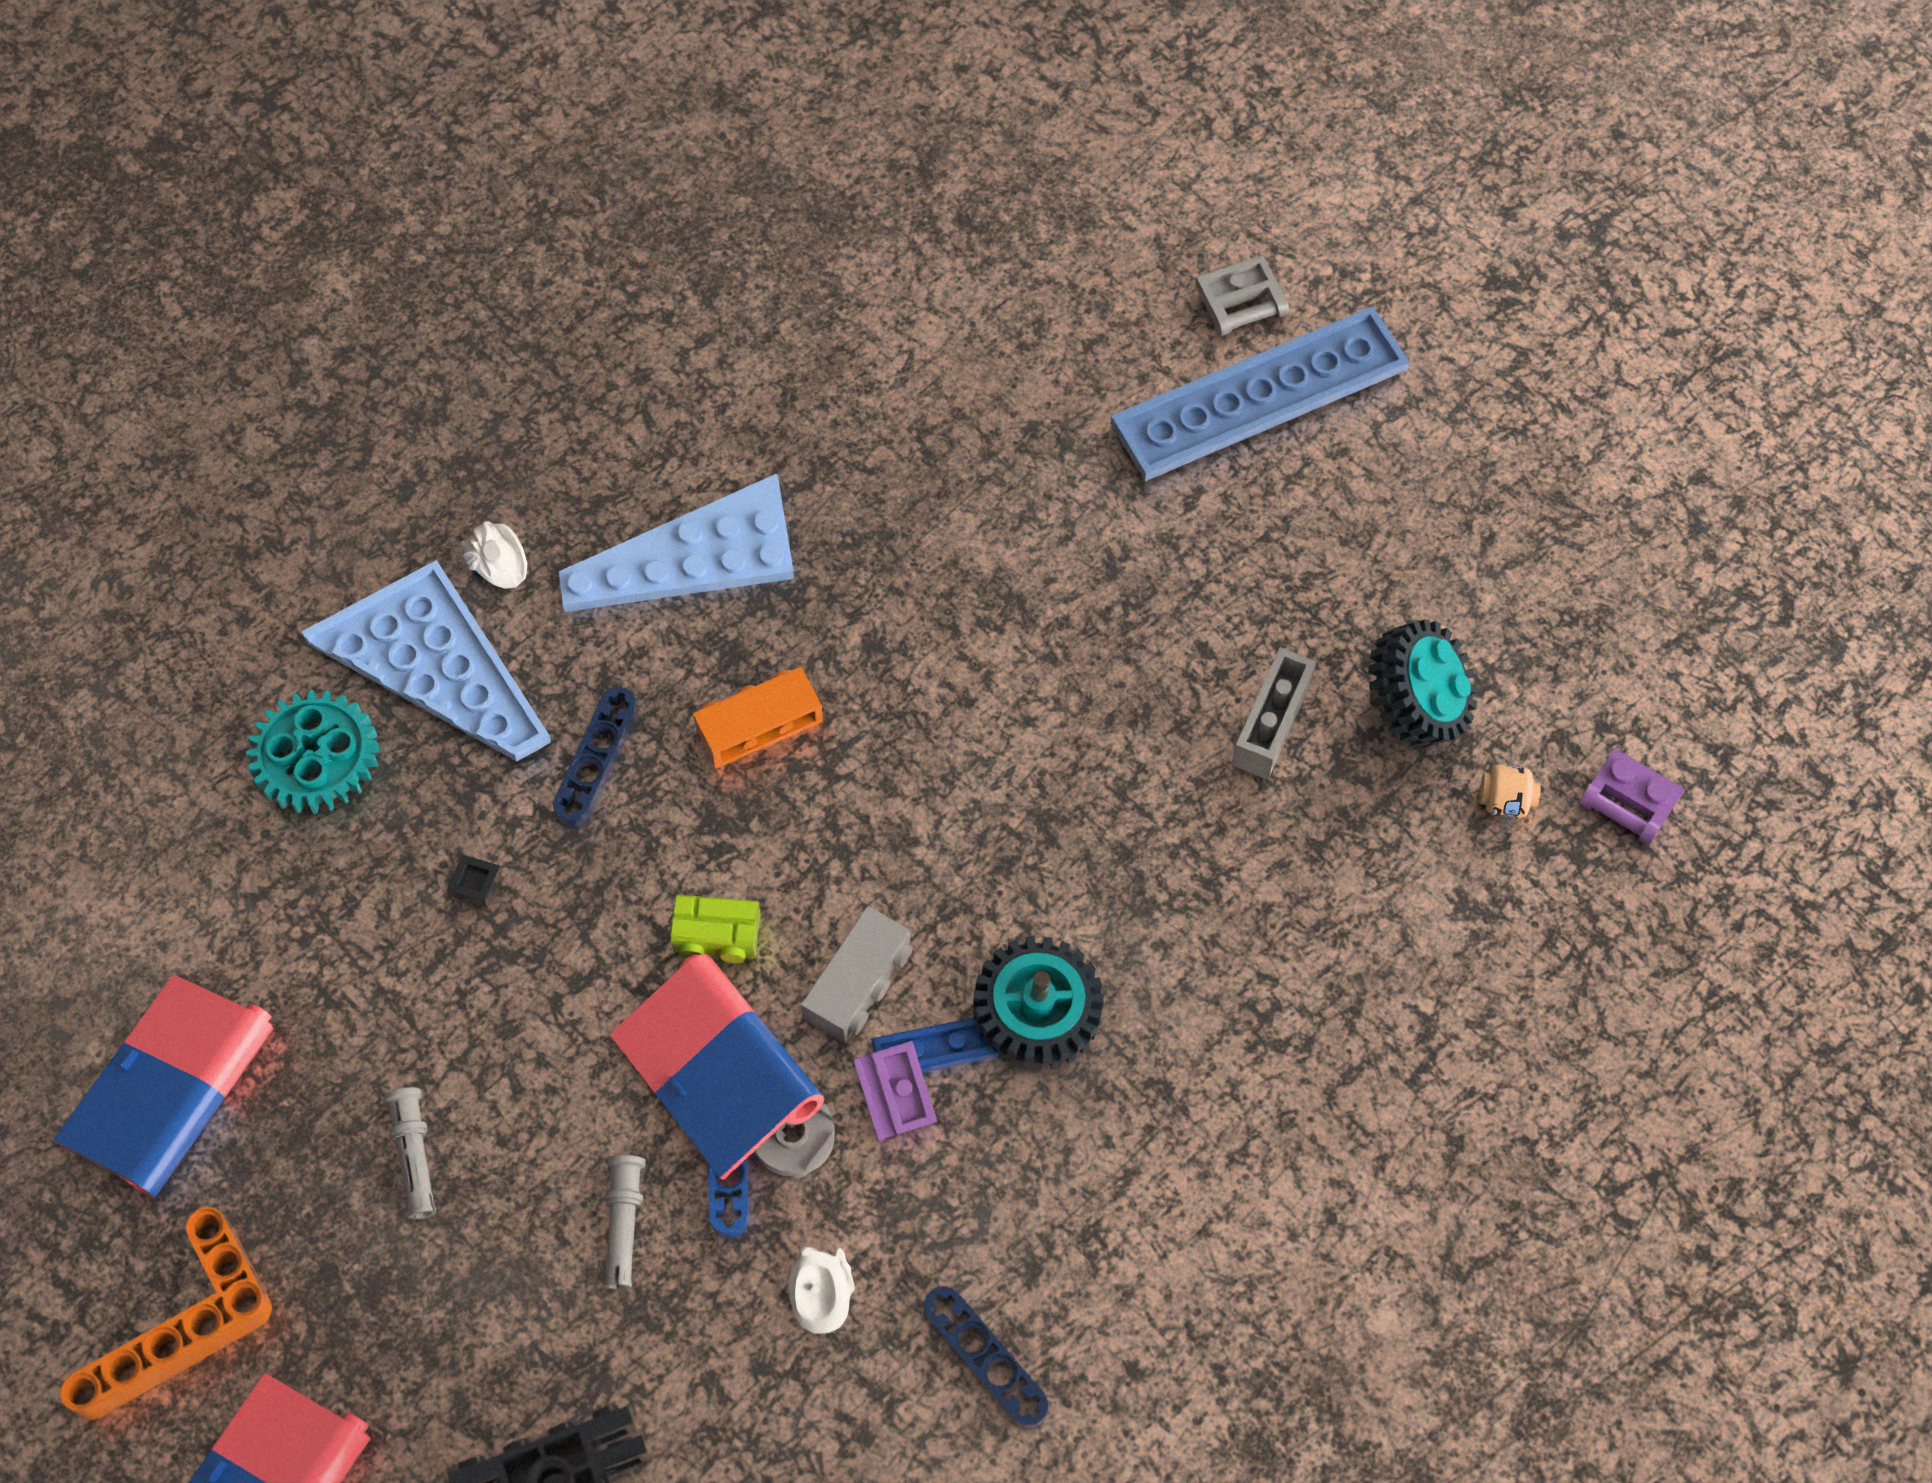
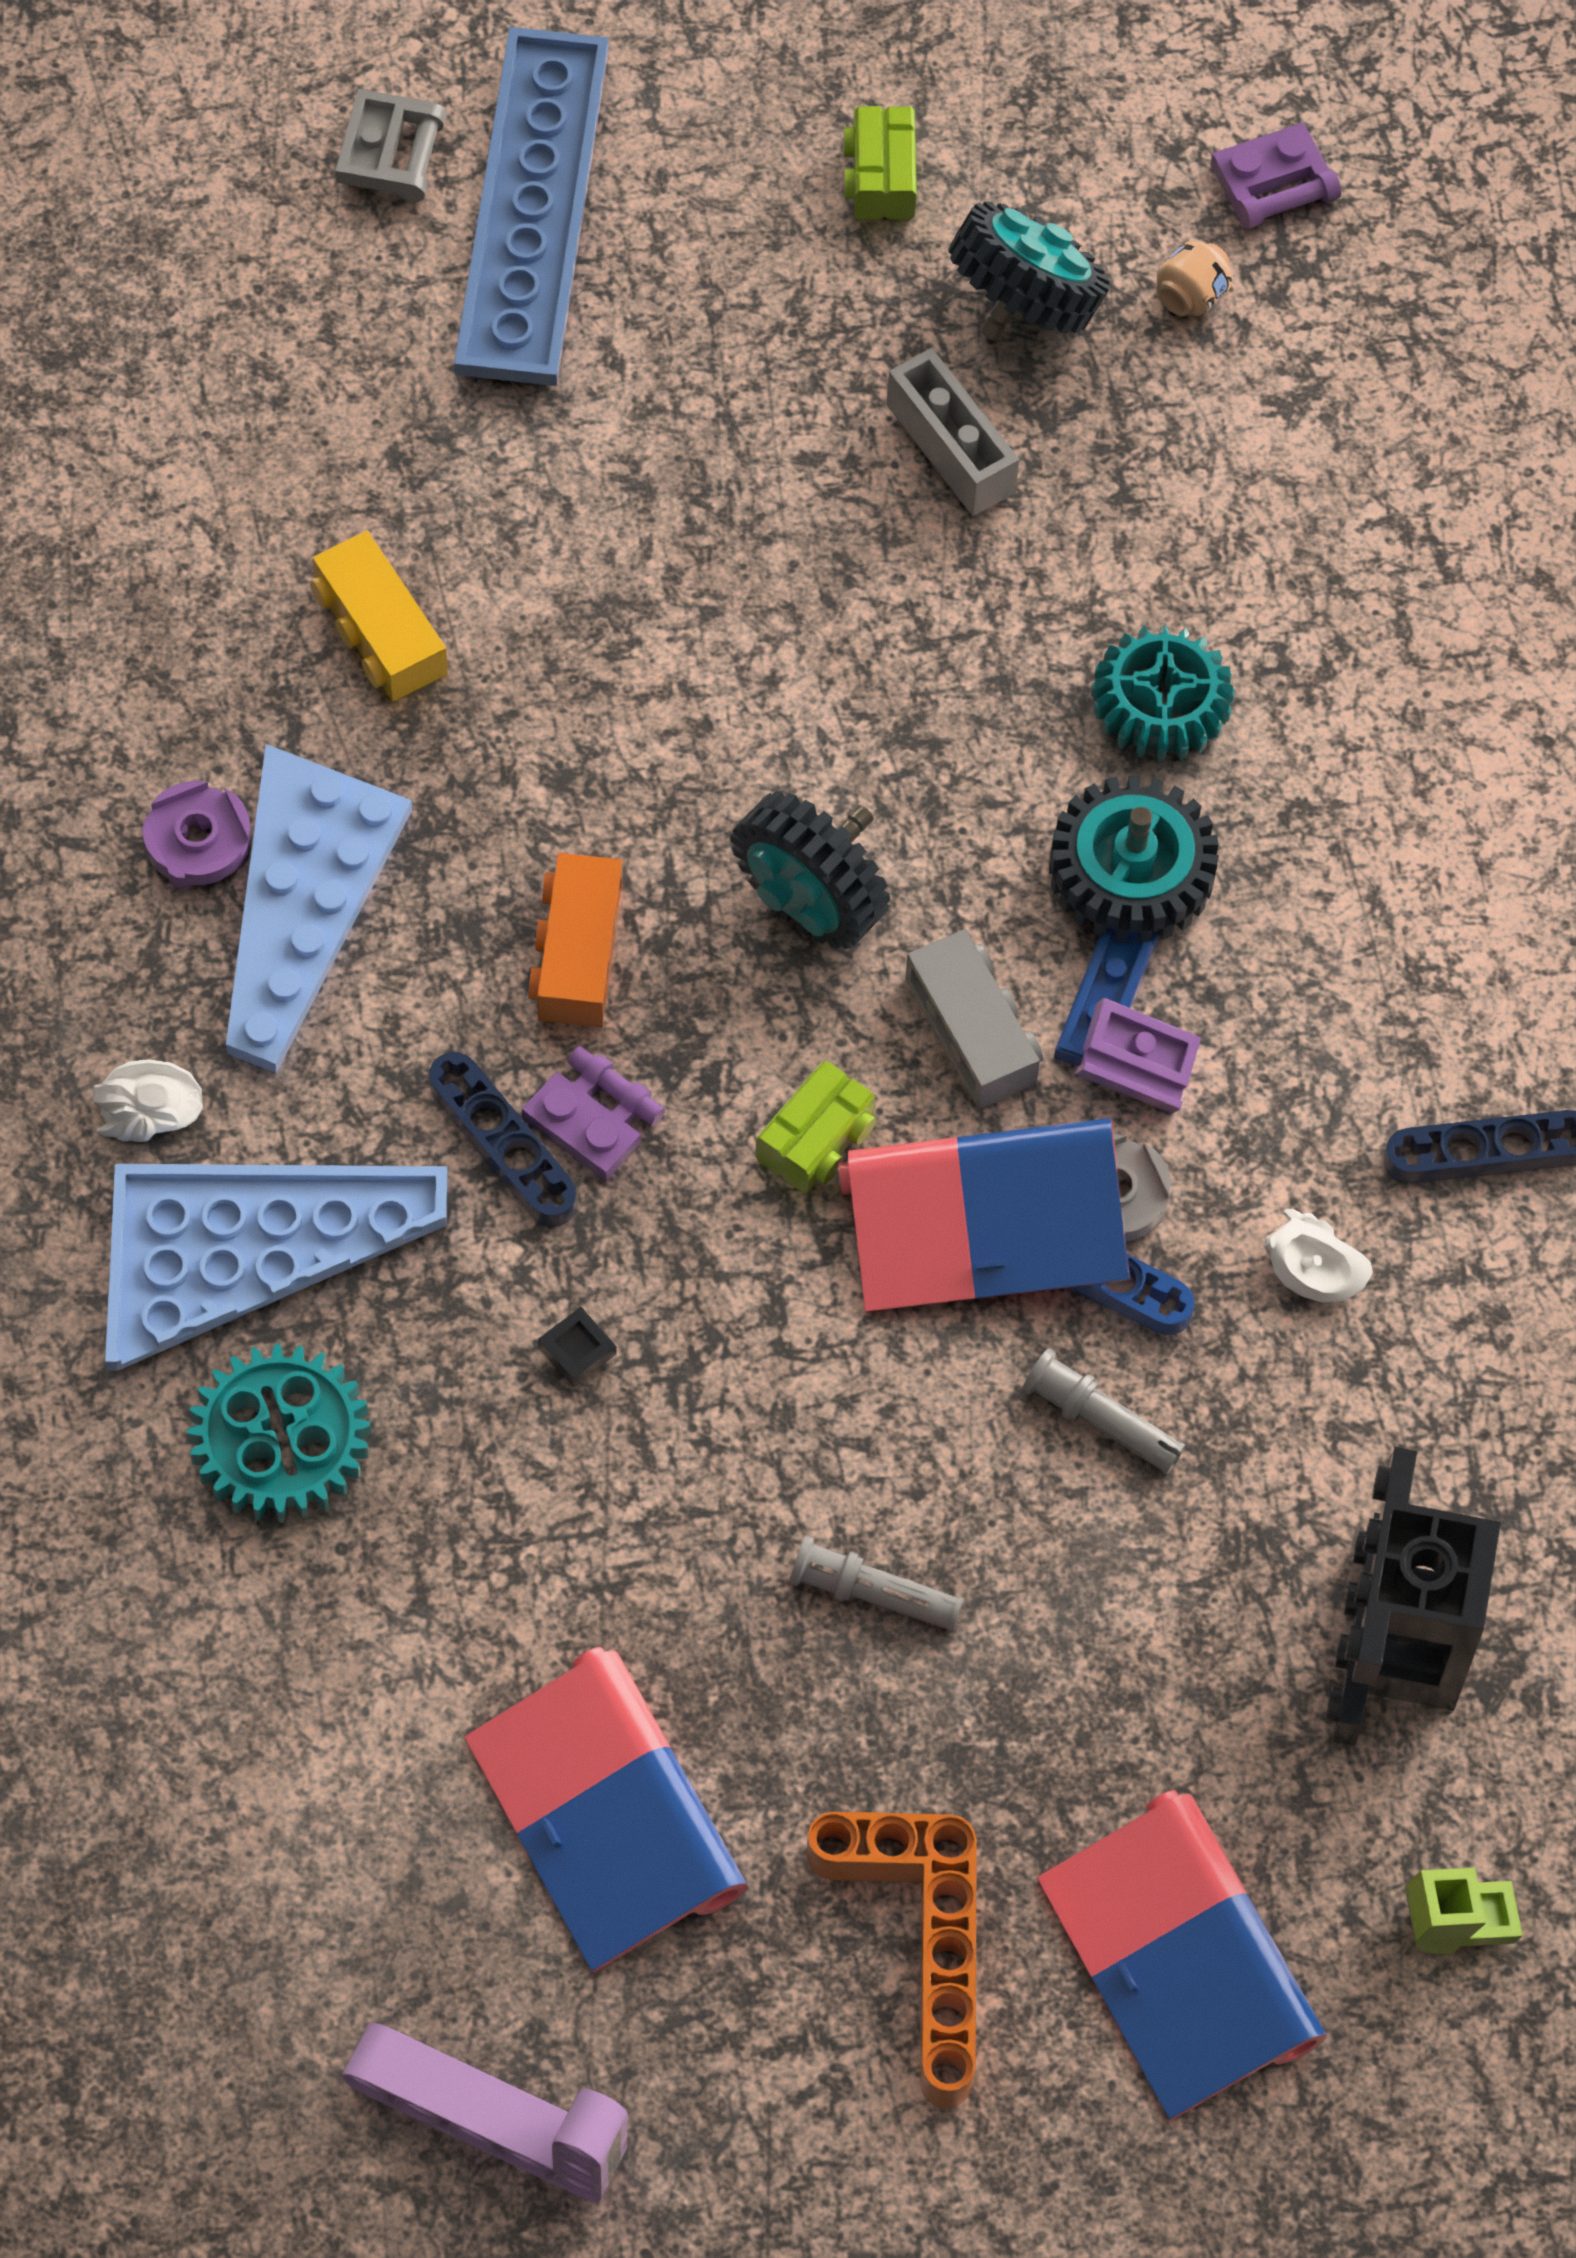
camera: 60 degrees left, 0 degrees up
(635, 795) = (582, 1124): none -> medium lavender plate
(691, 493) = (193, 862): none -> medium lavender plate
(879, 810) = (811, 868): none -> black wheel
(905, 479) = (378, 616): none -> yellow brick
(1204, 932) = (1190, 679): none -> teal gear
(1445, 562) = (883, 163): none -> lime brick

